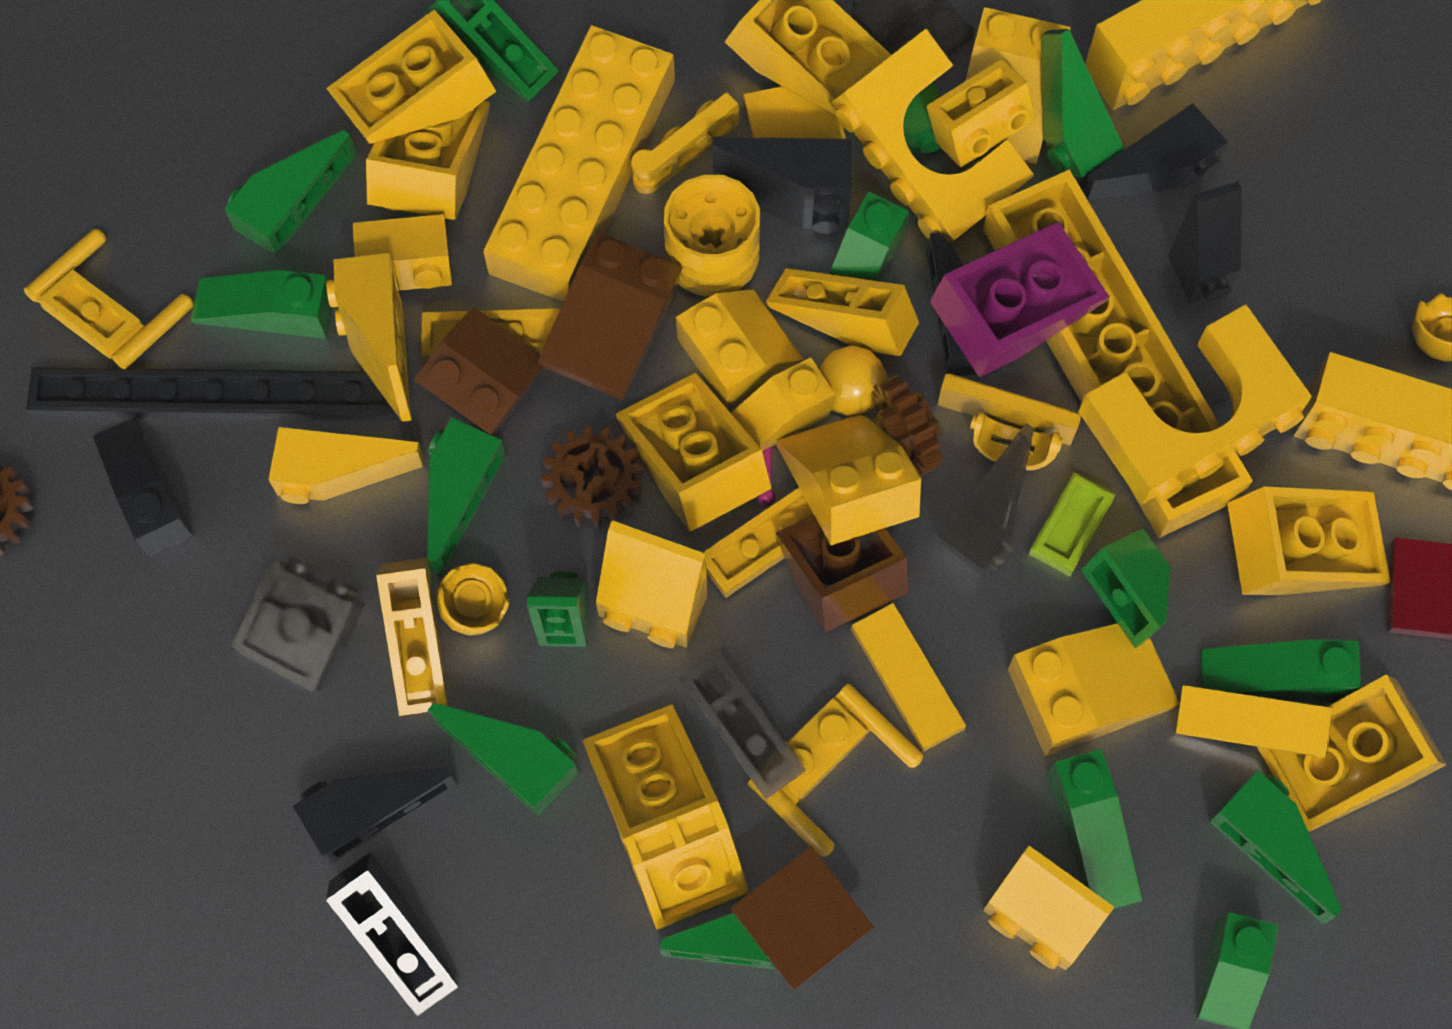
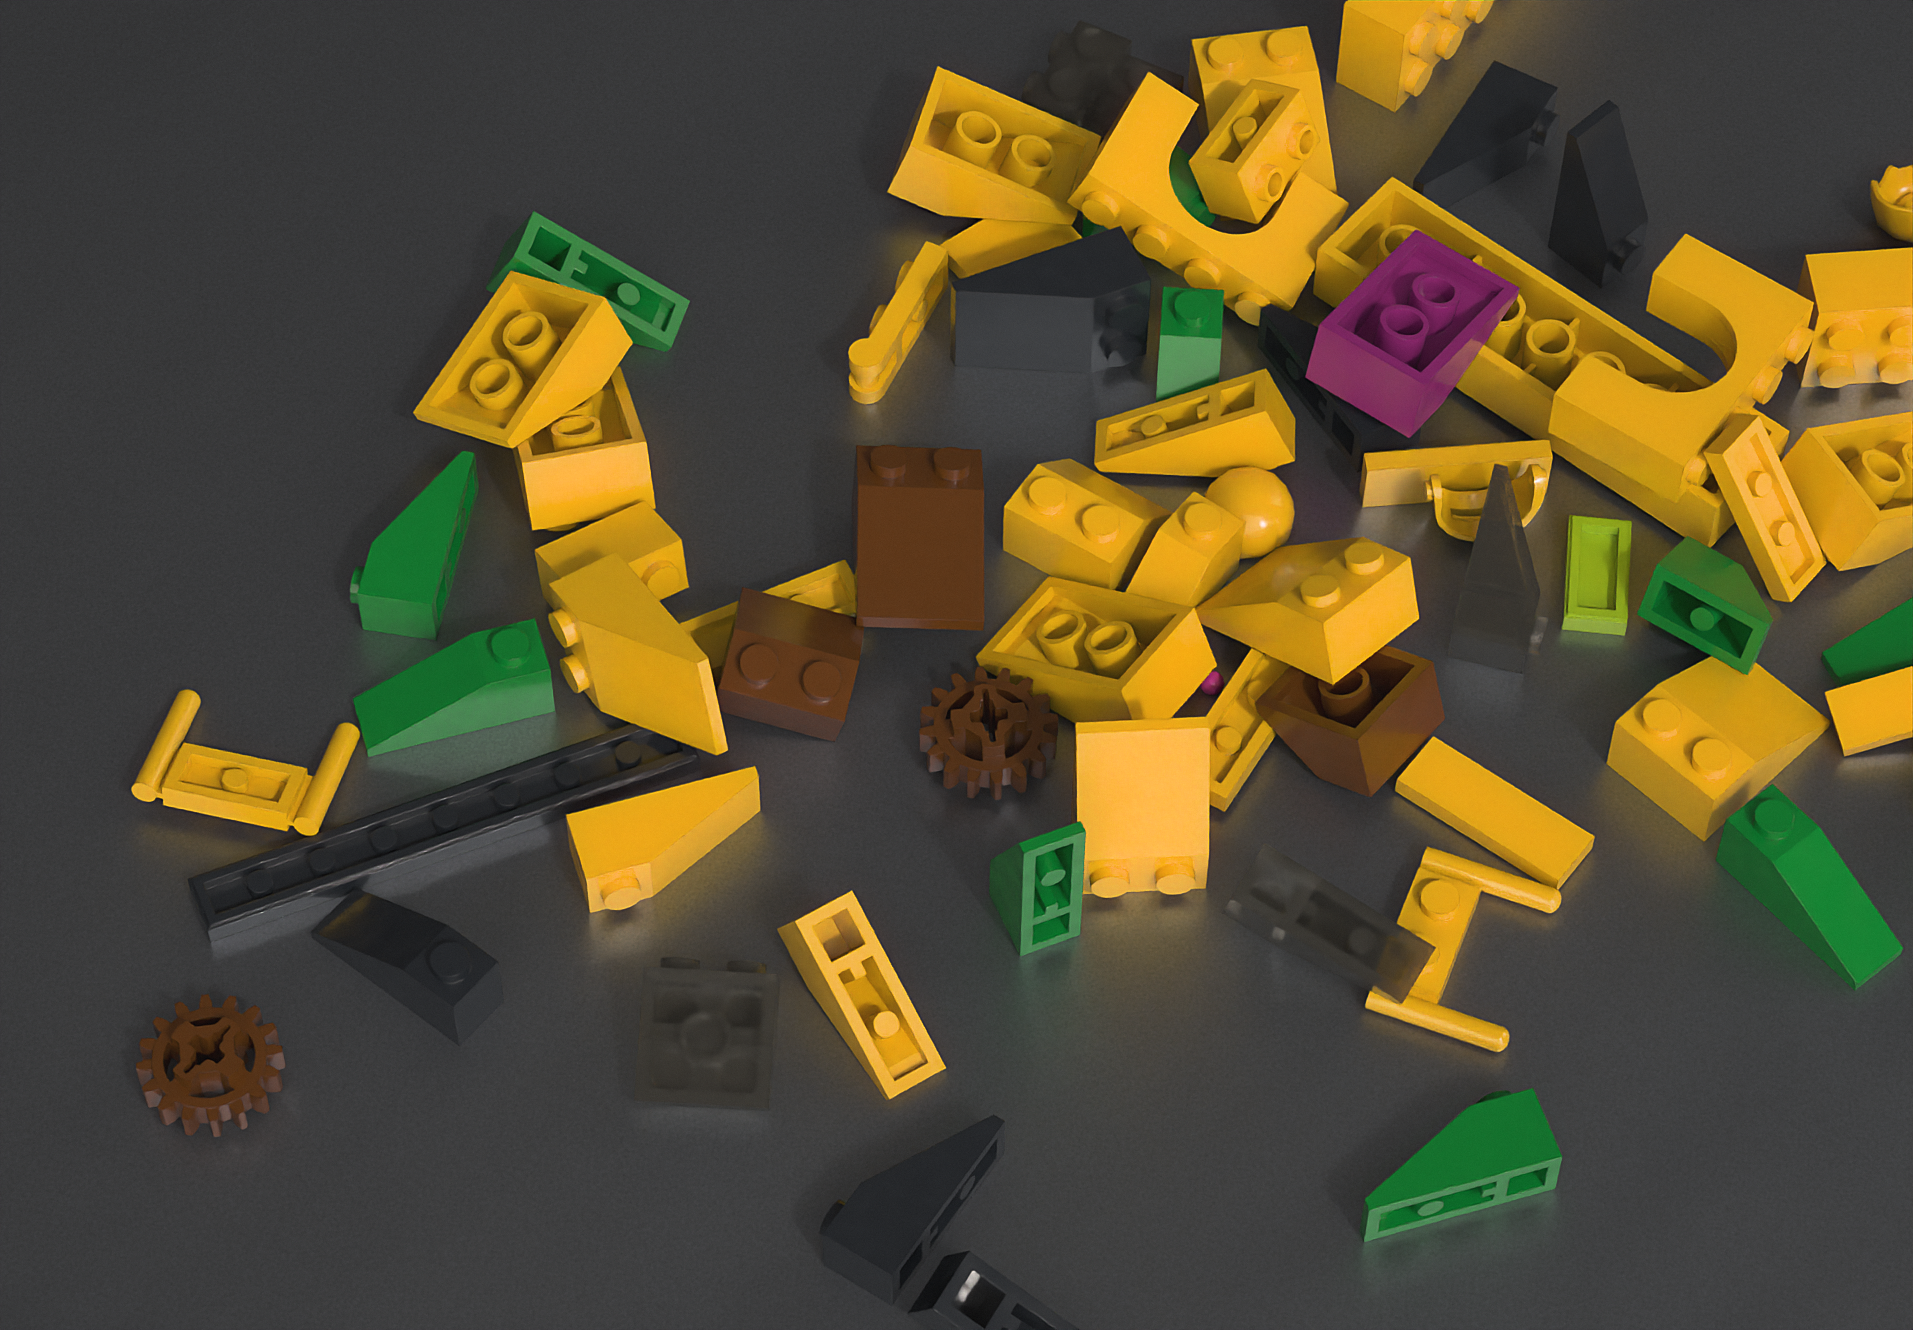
camera: 25 degrees left, 15 degrees down
(460, 473) = (819, 797): green slope -> none
(472, 599) = (916, 924): yellow hair -> none
(515, 755) = (1059, 1079): green slope -> none
(580, 162) = (782, 392): yellow brick -> none
(666, 816) = (1306, 1065): yellow bracket -> none
(712, 234) = (998, 394): yellow wheel -> none
(802, 918) = (1523, 1103): reddish brown tile -> none
(909, 422) = (1344, 508): reddish brown gear -> none
(1047, 910) = (1803, 983): yellow slope -> none
(1073, 113) = (1357, 113): green slope -> none
(1204, 532) = (1765, 507): none -> yellow plate

